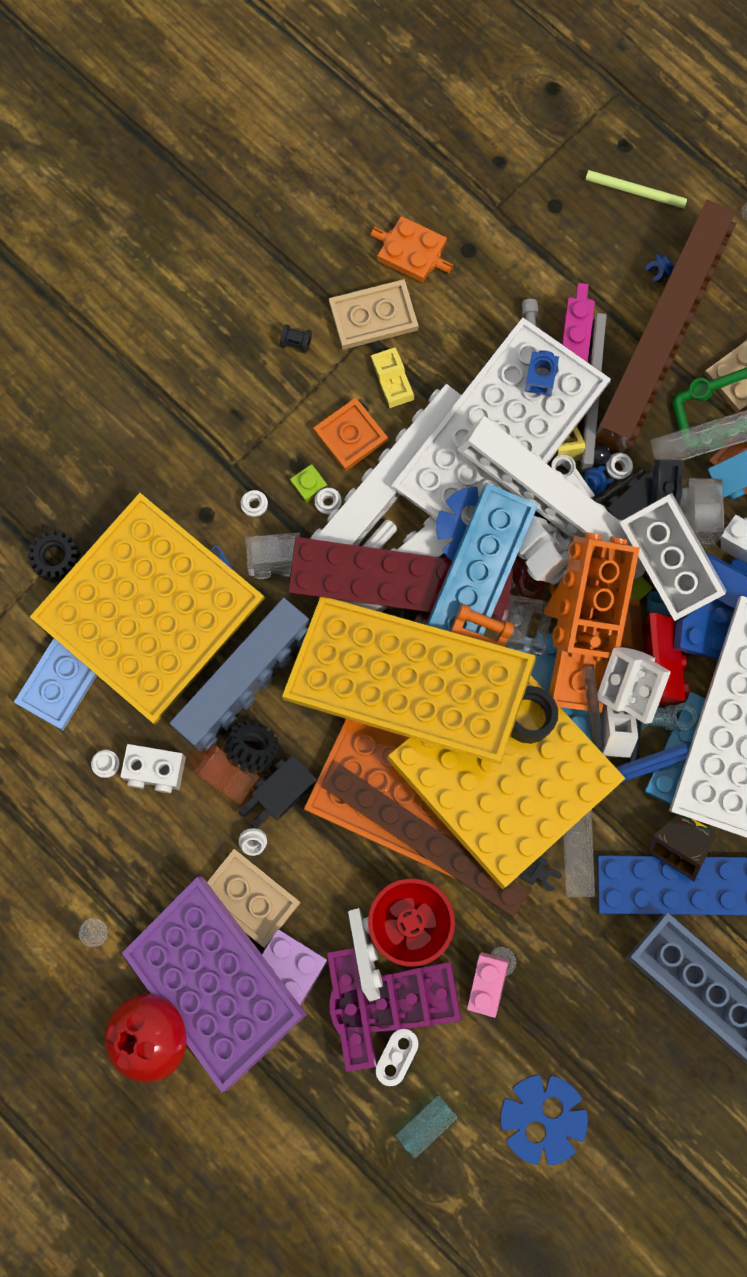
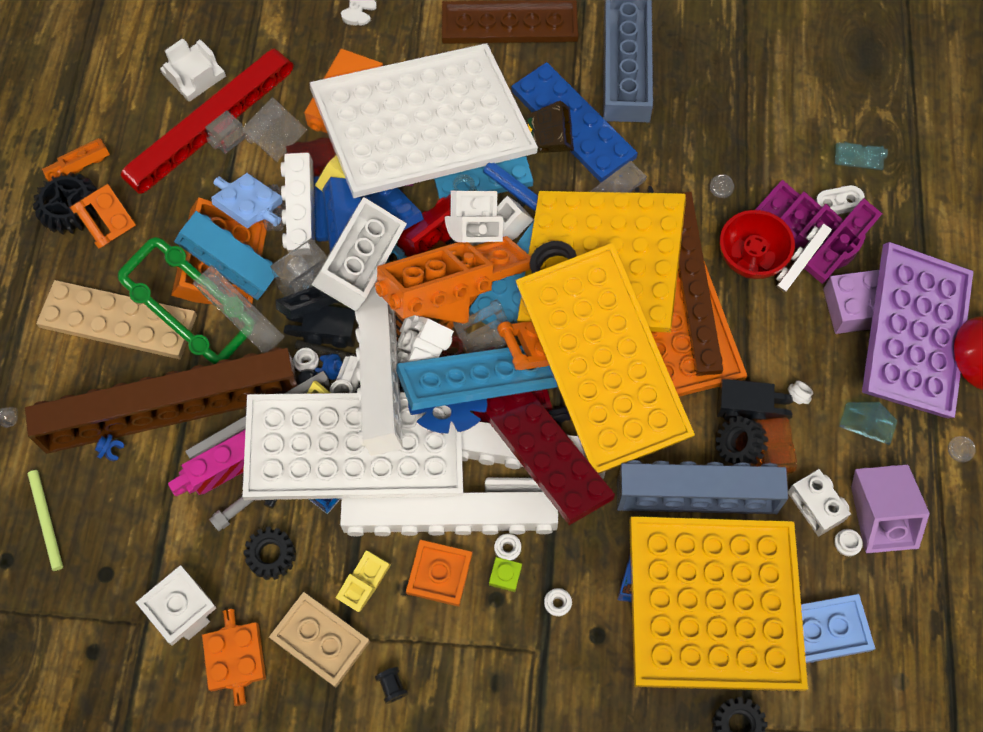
camera: 130 degrees left, 10 degrees down
(102, 818) = (889, 508): none -> lavender slope
(178, 876) = (869, 420): none -> clear light blue slope
(252, 897) = (837, 364): tan plate -> none
(270, 554) = (586, 548): clear brick -> none
(475, 311) = (262, 539): none -> black tyre
(481, 231) = (177, 606): none -> white panel
(488, 984) = (745, 180): bright pink plate -> none
(541, 384) = (283, 430): blue brick -> none
(568, 1124) = (781, 116): blue piece -> none
(593, 705) = (508, 239): clear smoke bar -> none

